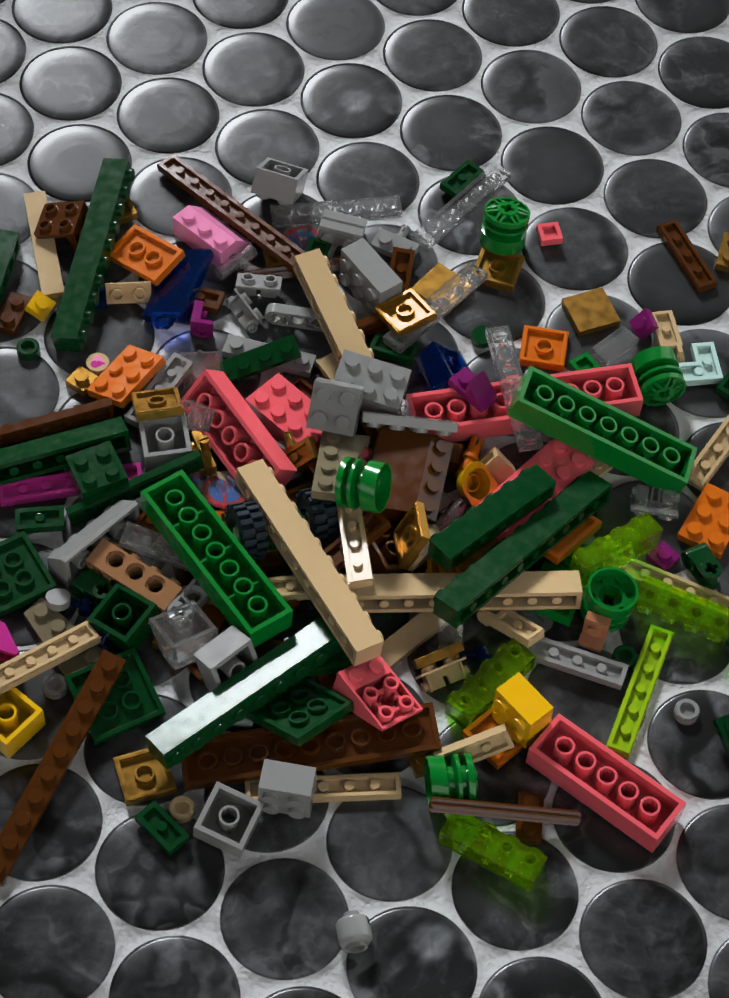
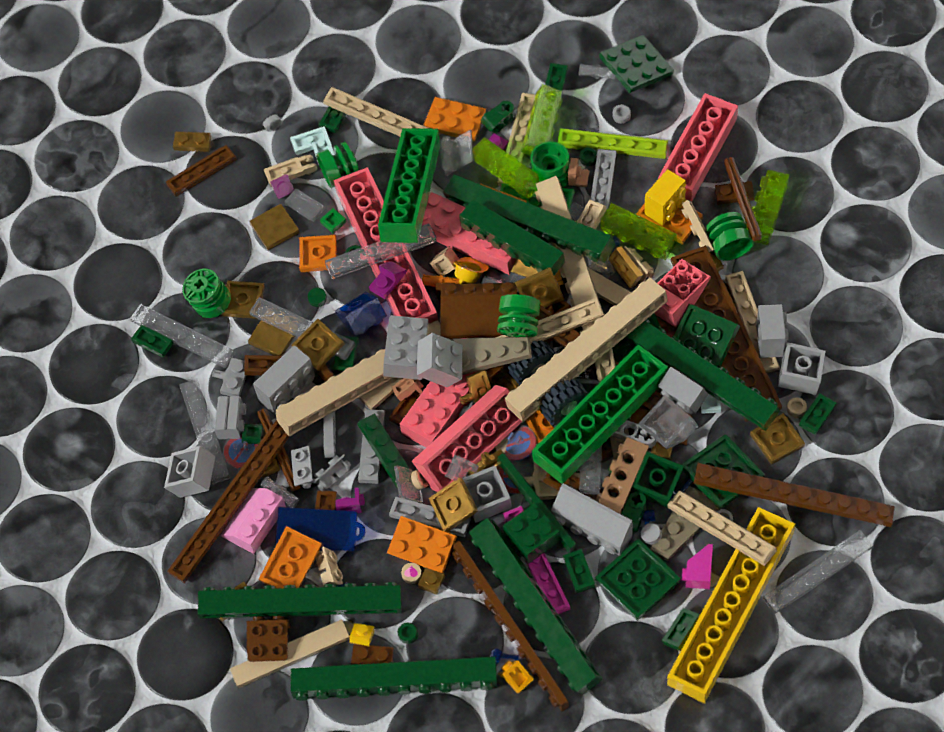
camera: 90 degrees left, 5 degrees up
(354, 932) = (857, 275): light grey head -> none
(419, 424) = (434, 307): light grey plate -> none
(549, 234) = (199, 263): coral plate -> none

